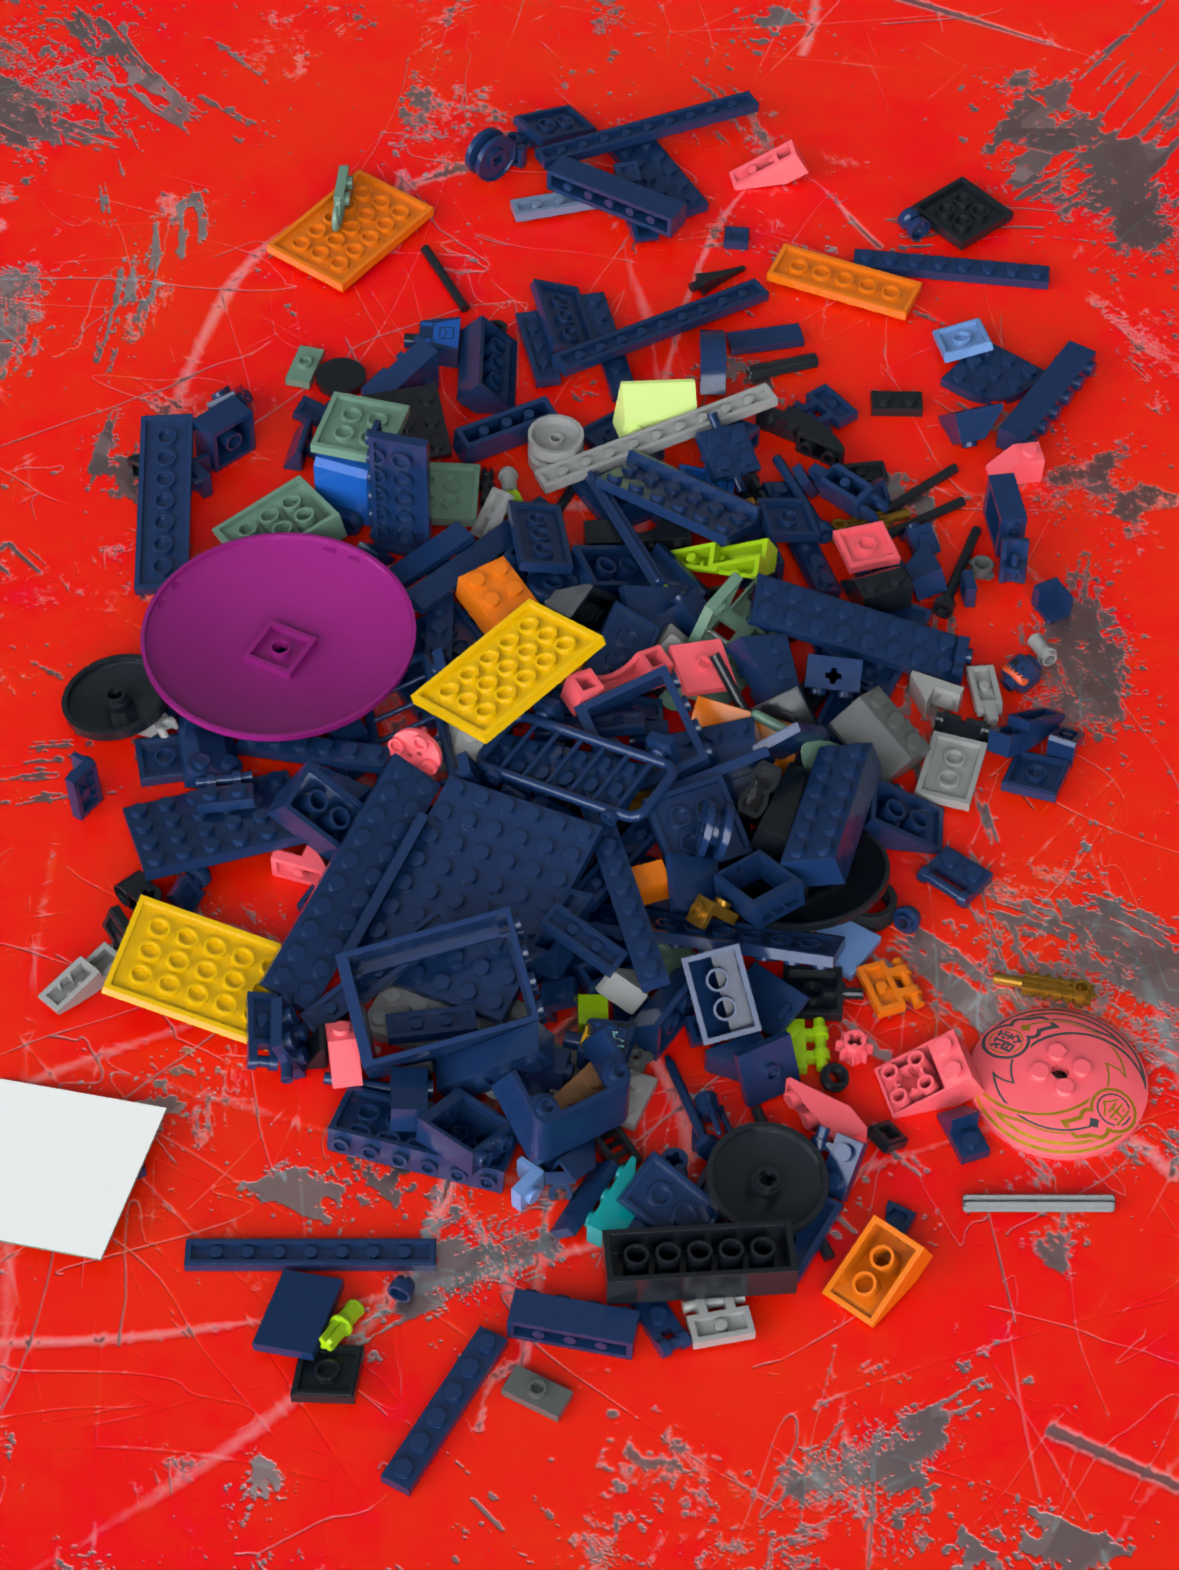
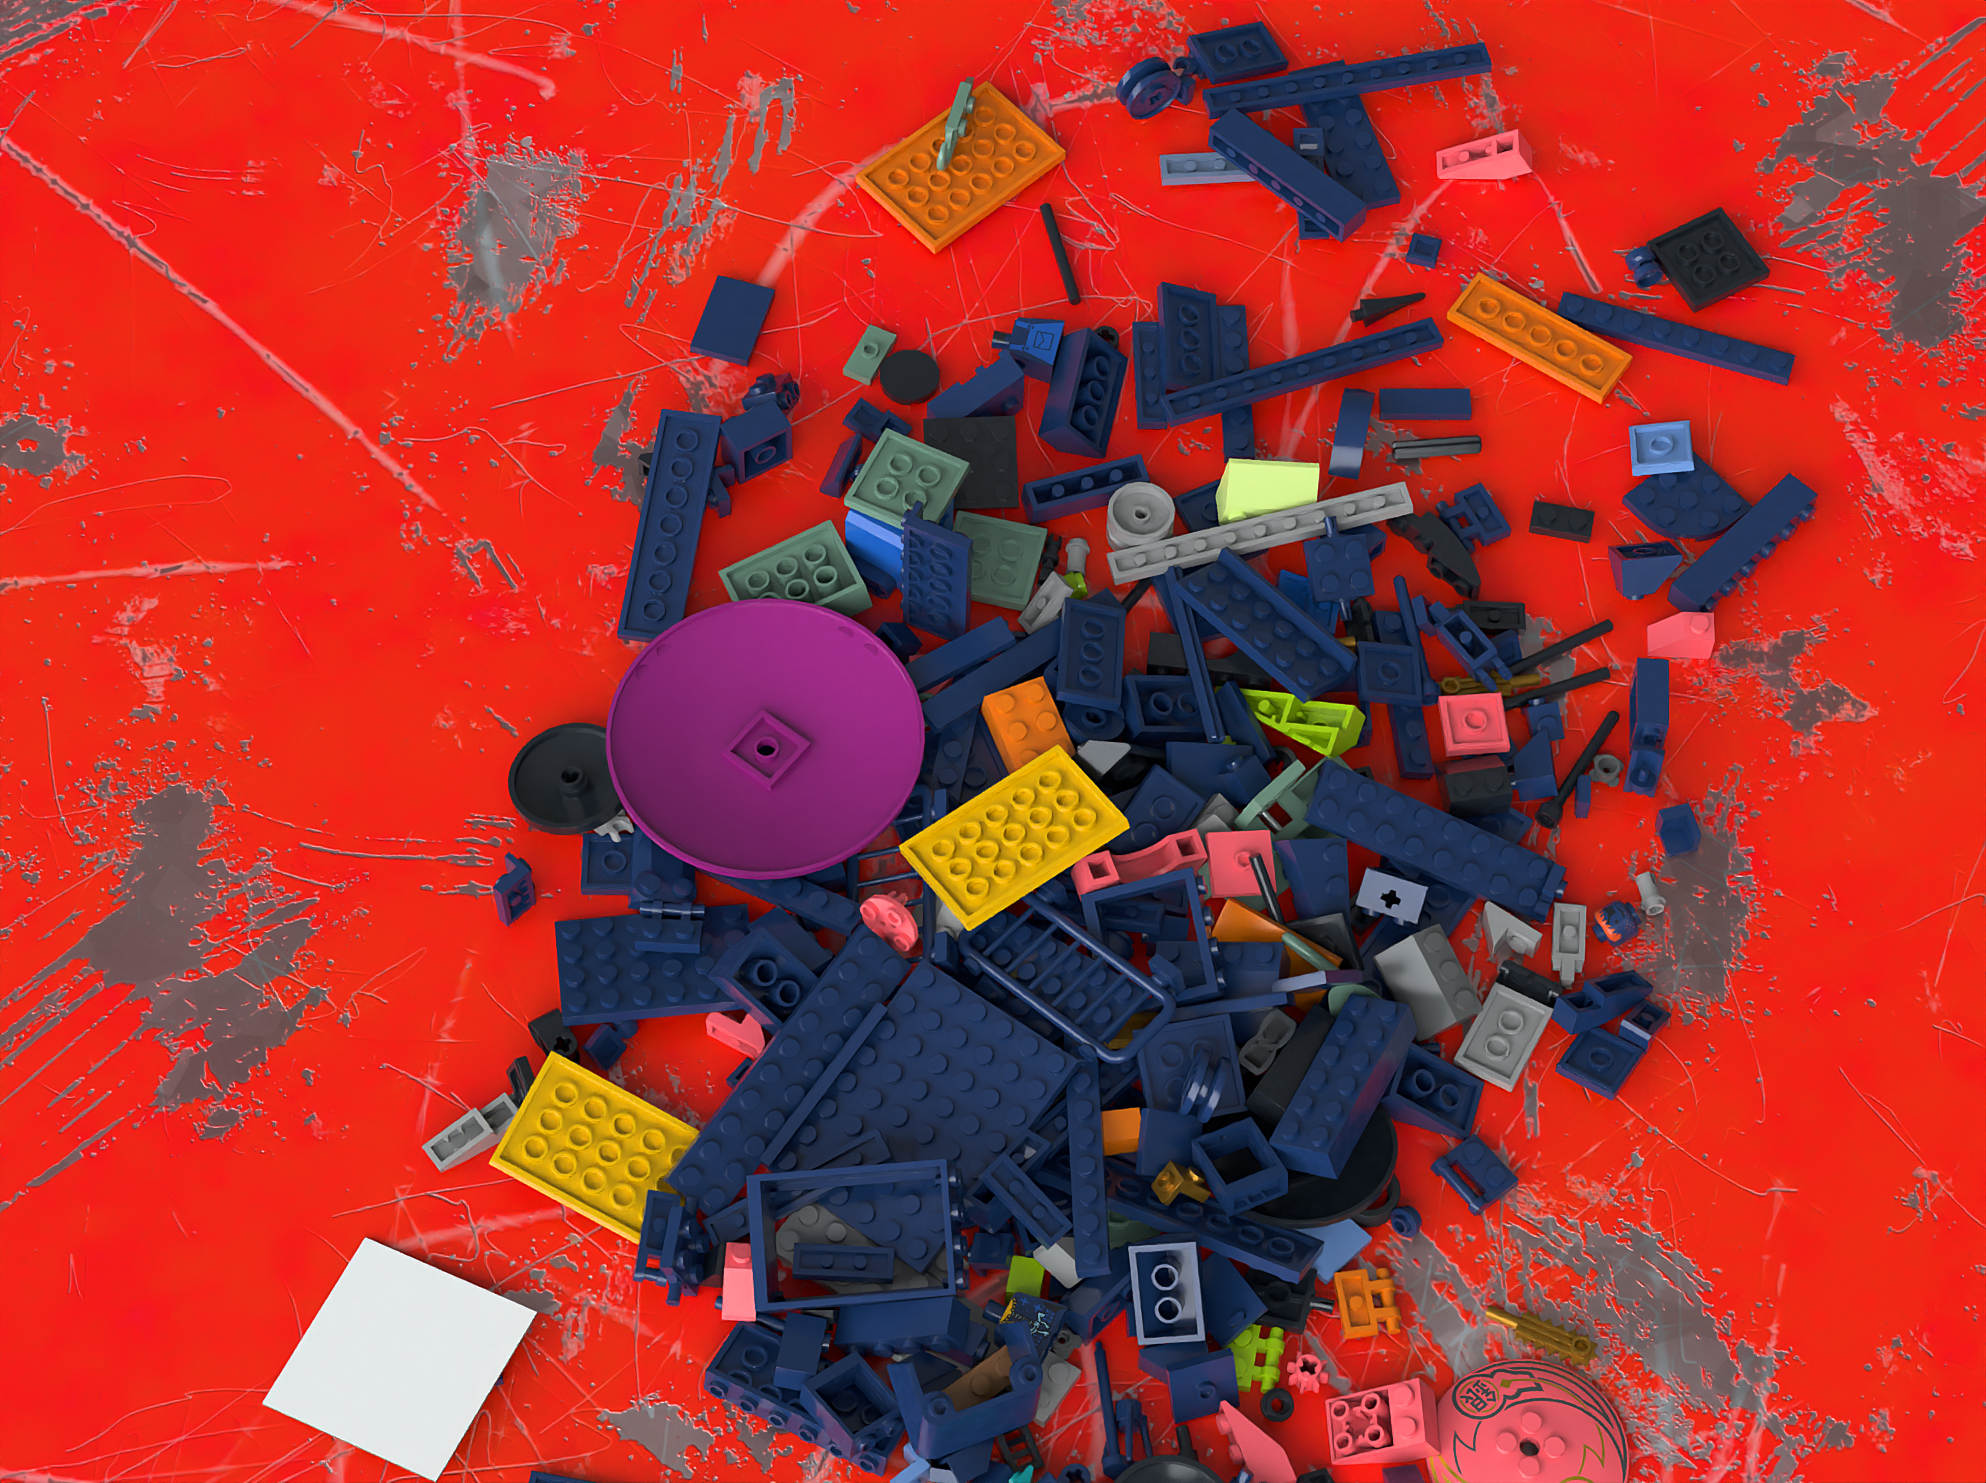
camera: 10 degrees right, 10 degrees up
(185, 359) = (732, 320): none -> dark blue tile

